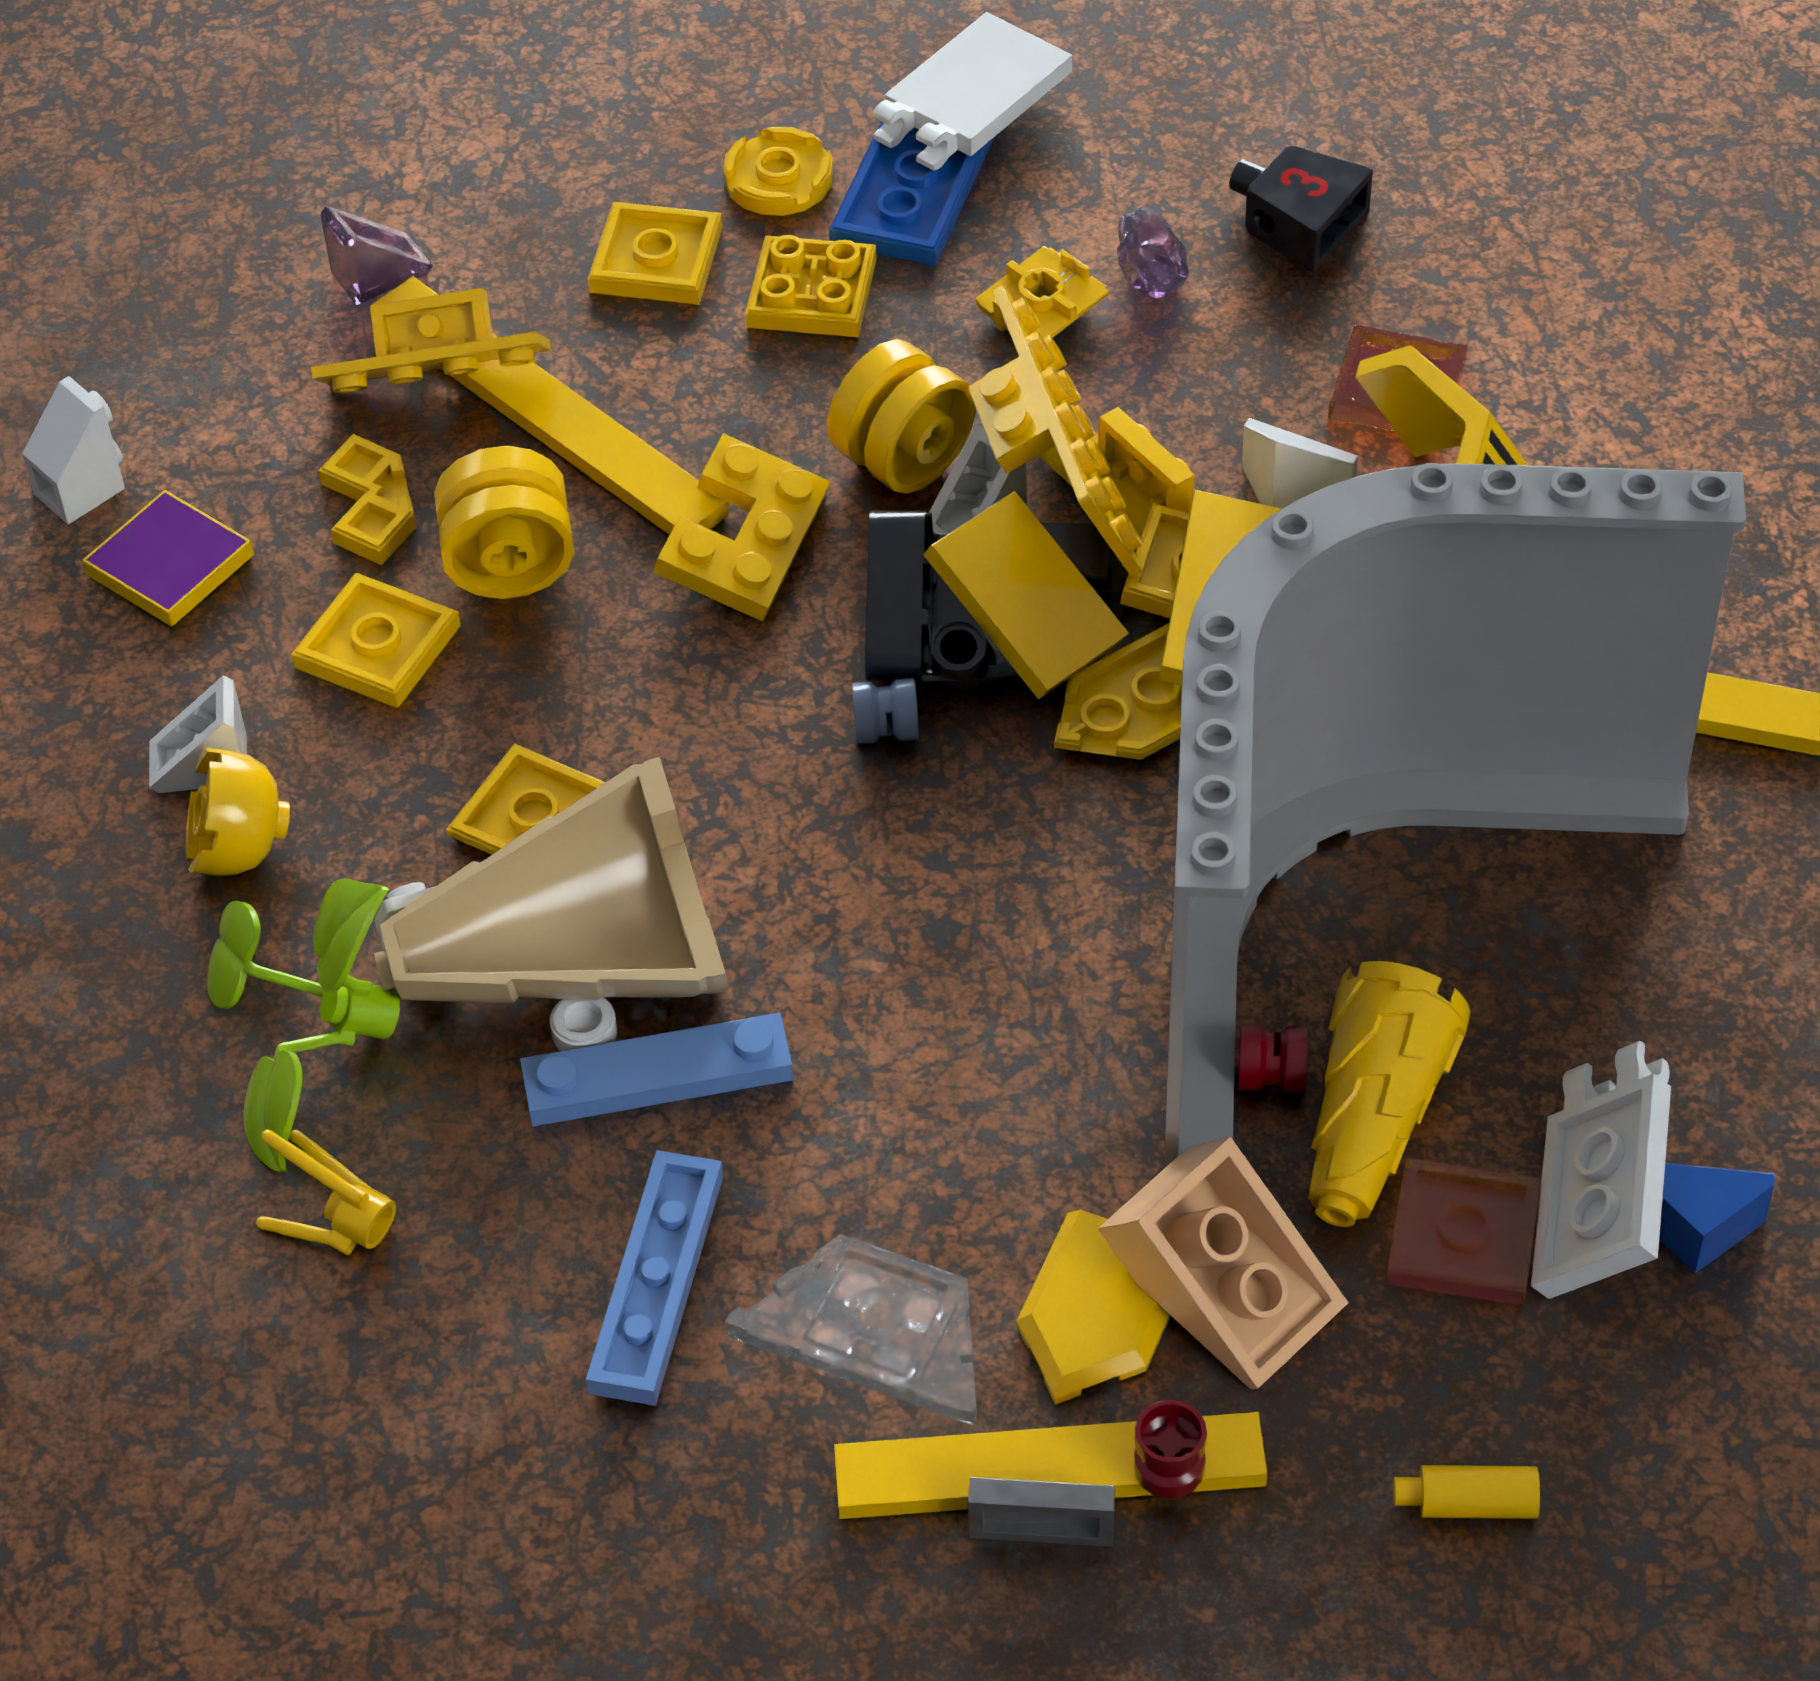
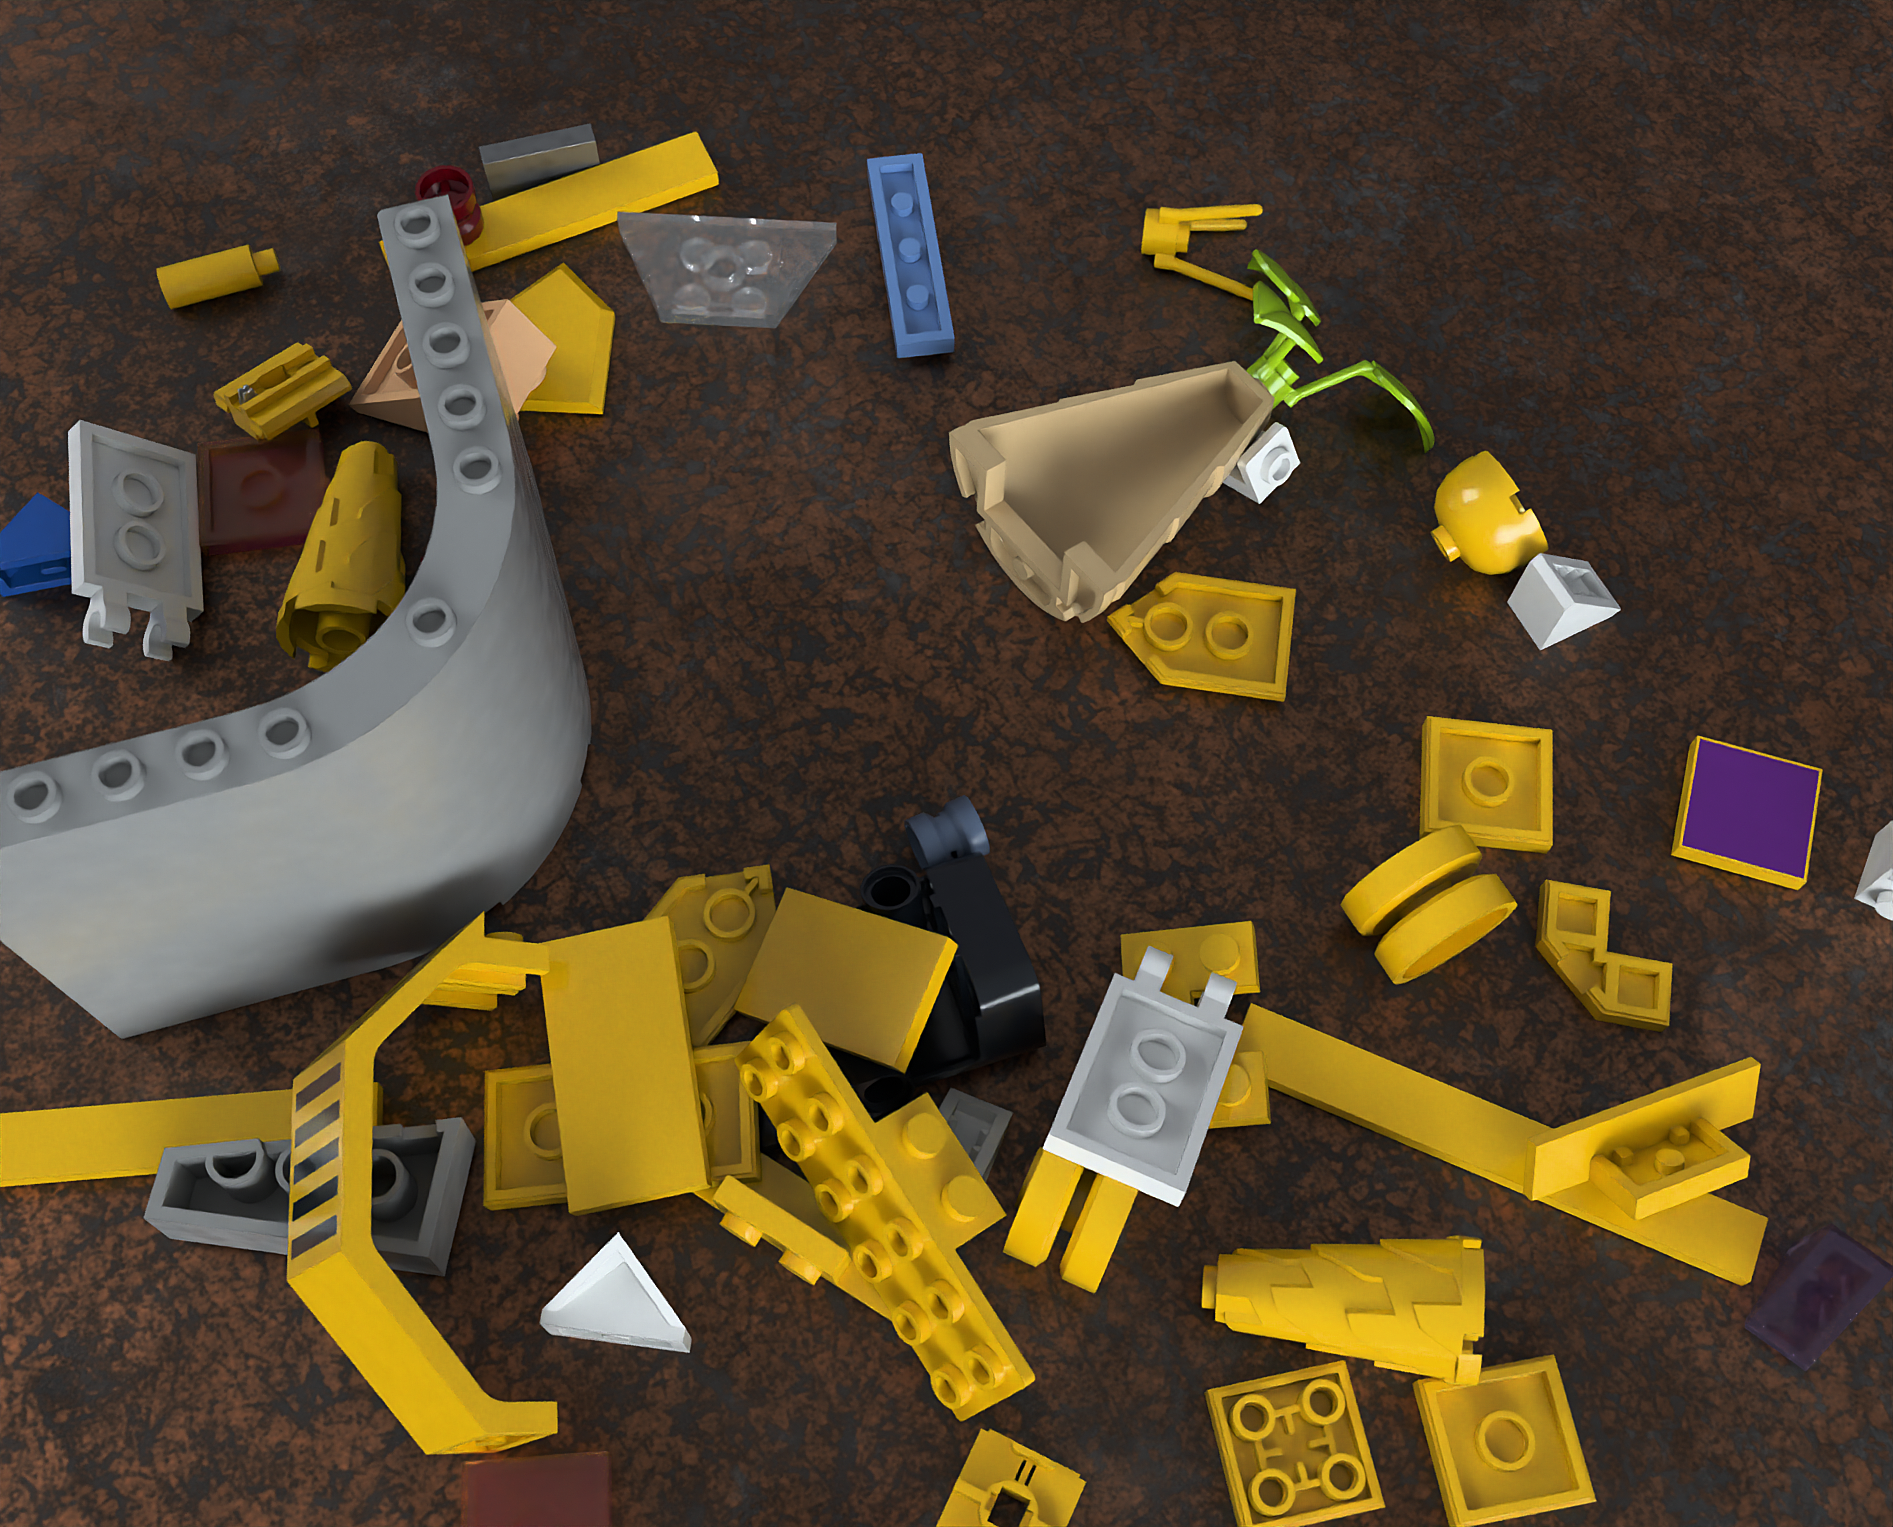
camera: 155 degrees right, 15 degrees up
(656, 1069) = (924, 466): medium blue plate -> none
(710, 319) = (1387, 1302): none -> yellow cone
(808, 442) = (1148, 1082): none -> white tile
(1409, 1349) = (282, 392): none -> yellow piece

